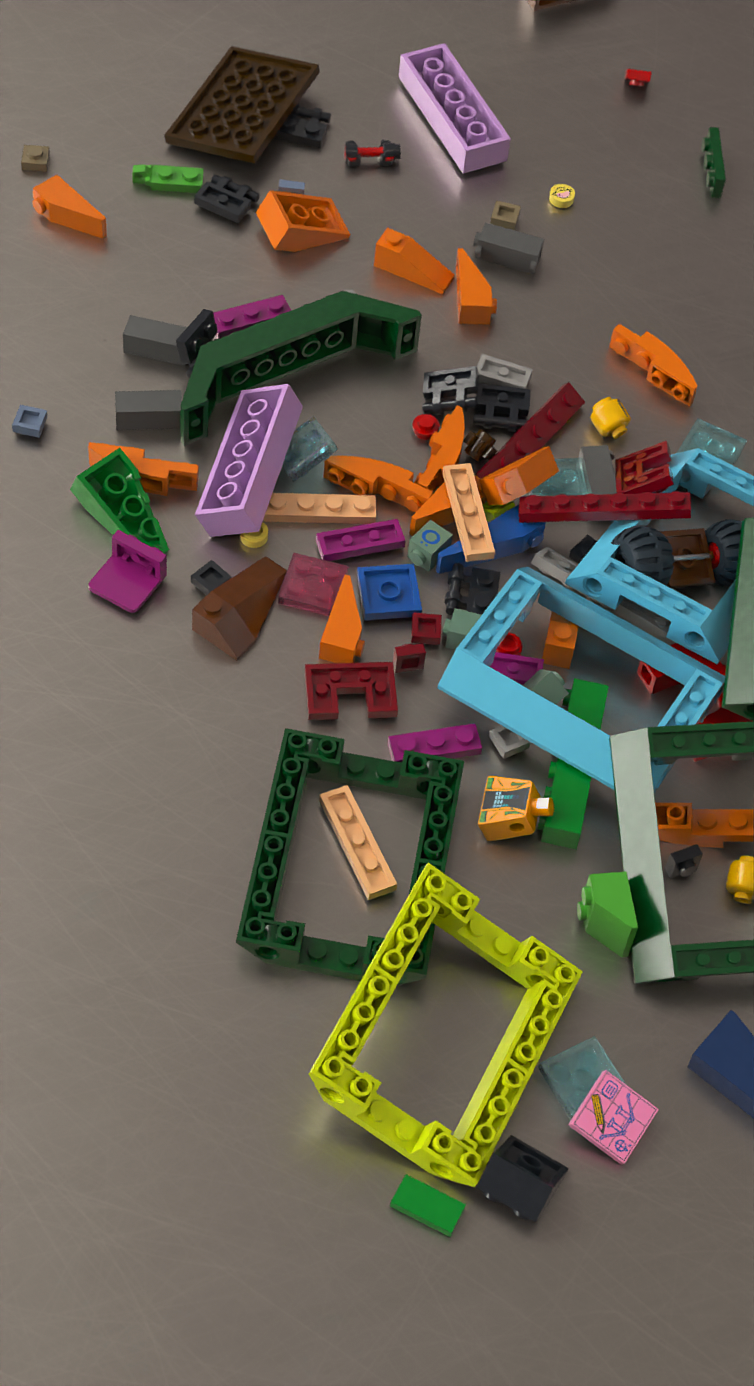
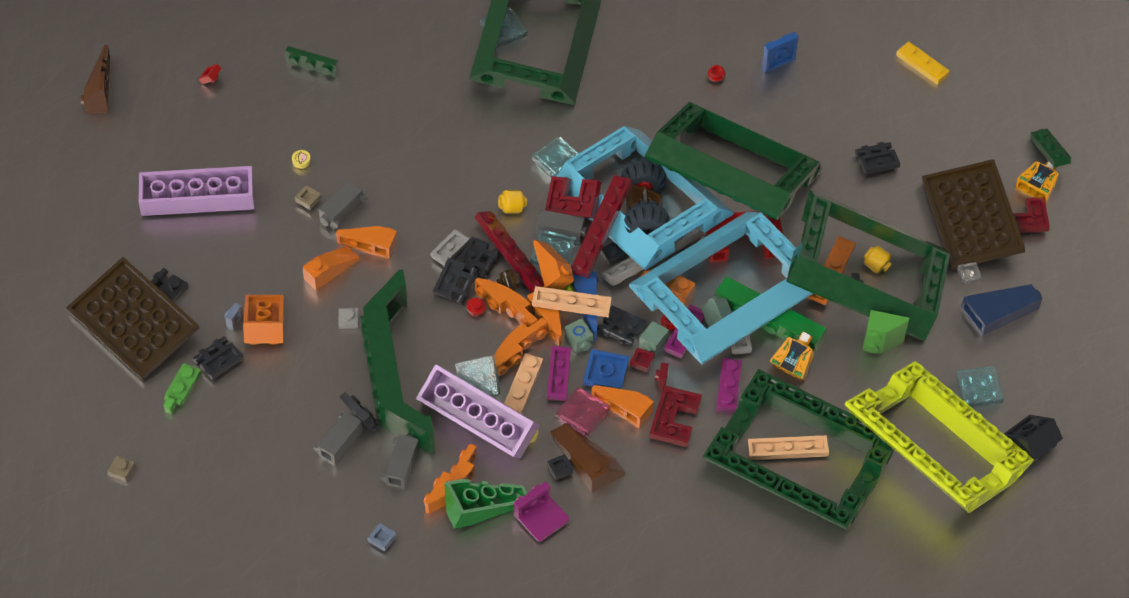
camera: 65 degrees left, 0 degrees up
(67, 207) = (186, 459): orange slope -> none
(249, 314) = (336, 377): magenta plate -> none
(386, 153) = (217, 248): black piece -> none
(427, 1205) = (1034, 490): green tile -> none
(613, 1117) = (1009, 379): bright pink tile -> none
(663, 365) = (481, 157): orange slope -> none

